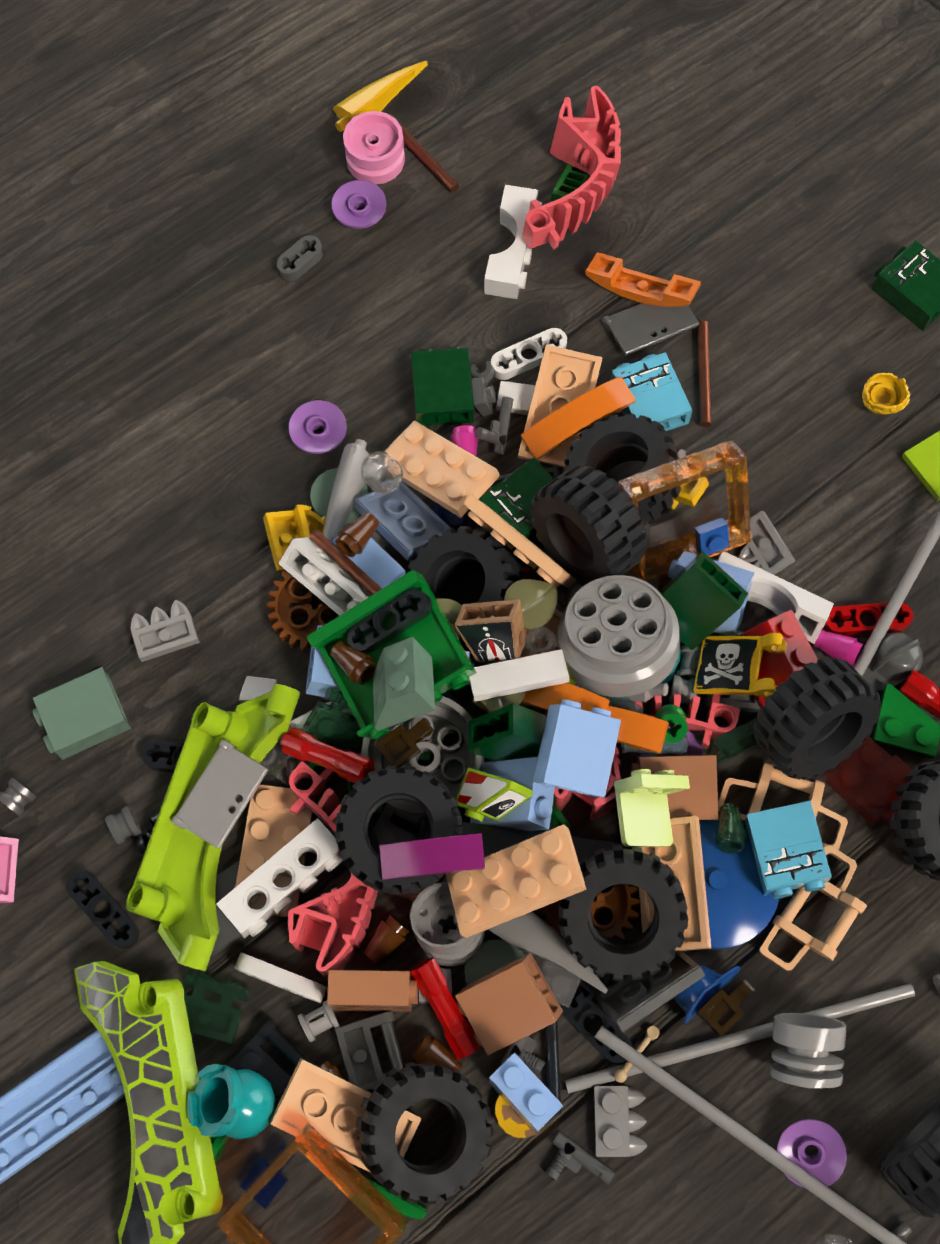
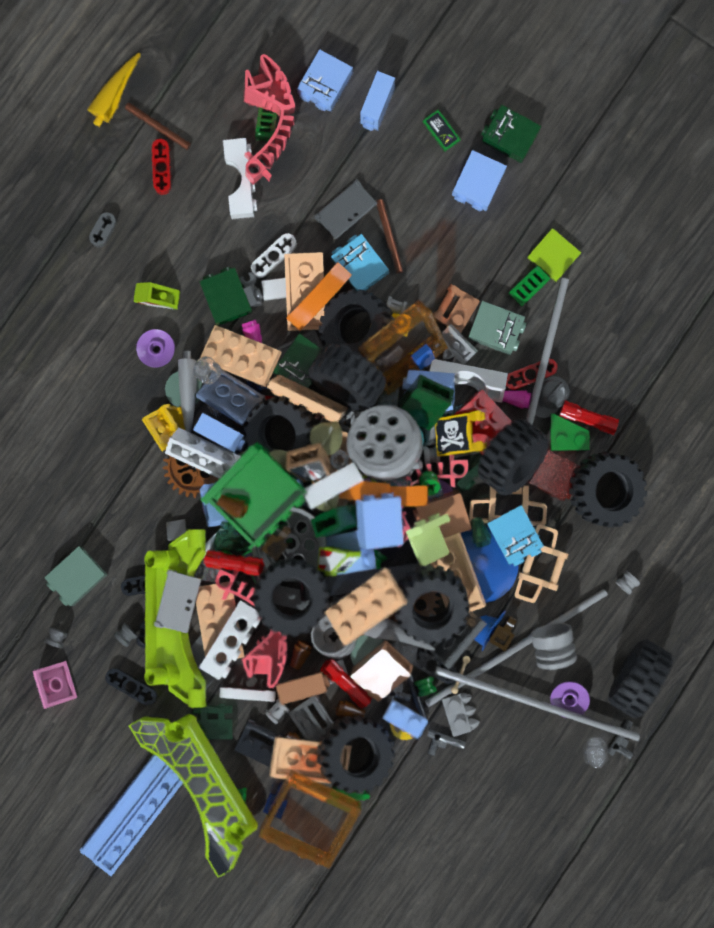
camera: 15 degrees left, 15 degrees up
(163, 634) = (107, 512): light grey plate -> none
(231, 1102) = (245, 772): teal tile -> none
(343, 358) = (156, 295): none -> lime slope
(345, 562) = (209, 443): copper bar -> none
(356, 535) = (207, 424): reddish brown cone -> none
(359, 195) = (126, 171): medium lavender dish -> none
(374, 147) = (127, 125): bright pink wheel -> none
(376, 618) = (255, 475): black beam -> none
(402, 684) = (267, 515): sand green slope -> none
(406, 191) = (157, 180): none -> red beam
(432, 856) = (316, 610): magenta slope -> none
(498, 428) = (271, 316): dark grey hose -> none
(573, 1054) = (425, 686): none -> green wheel
(641, 287) = (332, 186): orange slope -> none
(670, 153) = (324, 81): none -> light blue brick
(737, 190) = (377, 101): none -> light blue brick
(784, 501) = (462, 311): none -> nougat plate
(817, 258) = (441, 130): none -> tile
(833, 537) = (497, 328): none -> sand green brick
(856, 333) = (478, 181): none -> light blue brick
(885, 394) = (507, 220): yellow hair -> none
(914, 485) = (537, 270): none -> green slope

